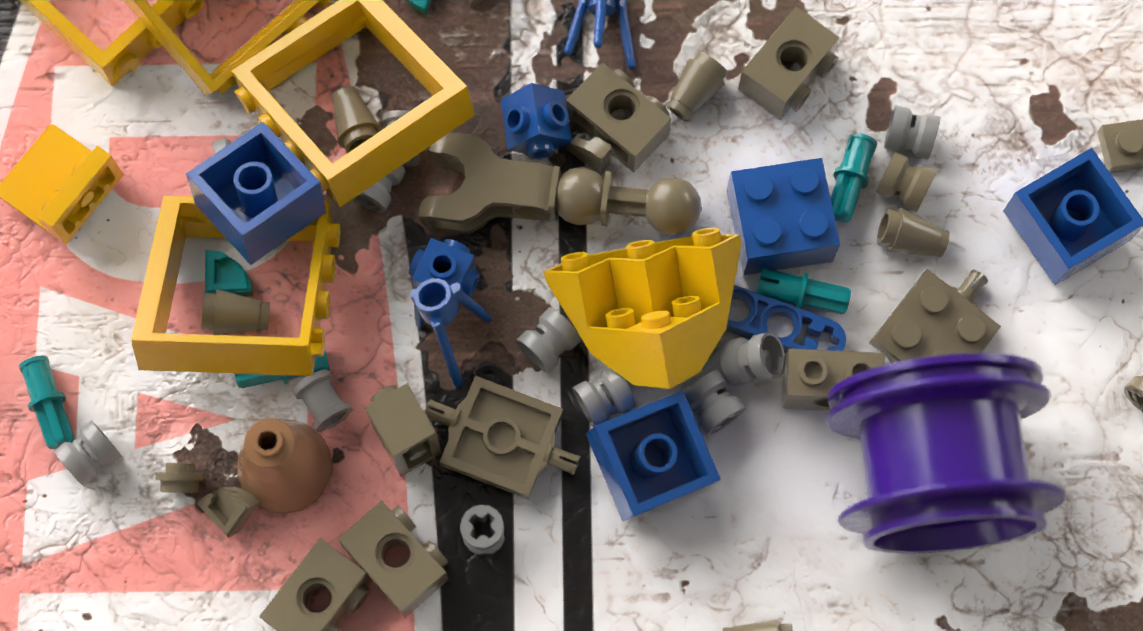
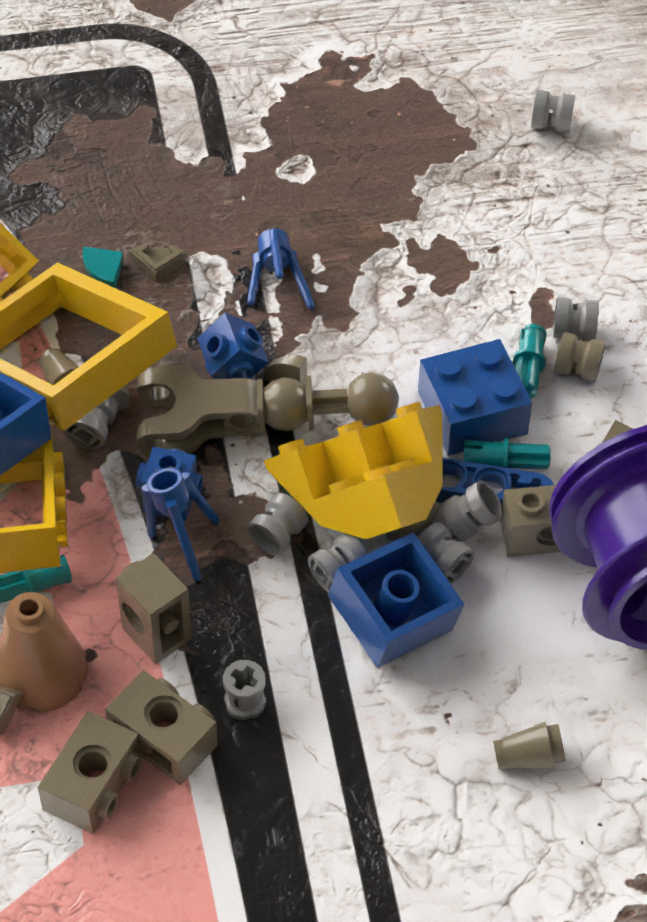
camera: 10 degrees left, 20 degrees down
(322, 400) = (70, 603): light grey bush -> none
(501, 437) = (250, 612): dark tan plate -> none
(630, 139) = (307, 332): dark tan brick -> none
(696, 86) = (374, 308): dark tan cone -> none
(795, 40) = (453, 281): dark tan brick -> none
(911, 234) = (594, 398): dark tan cone -> none

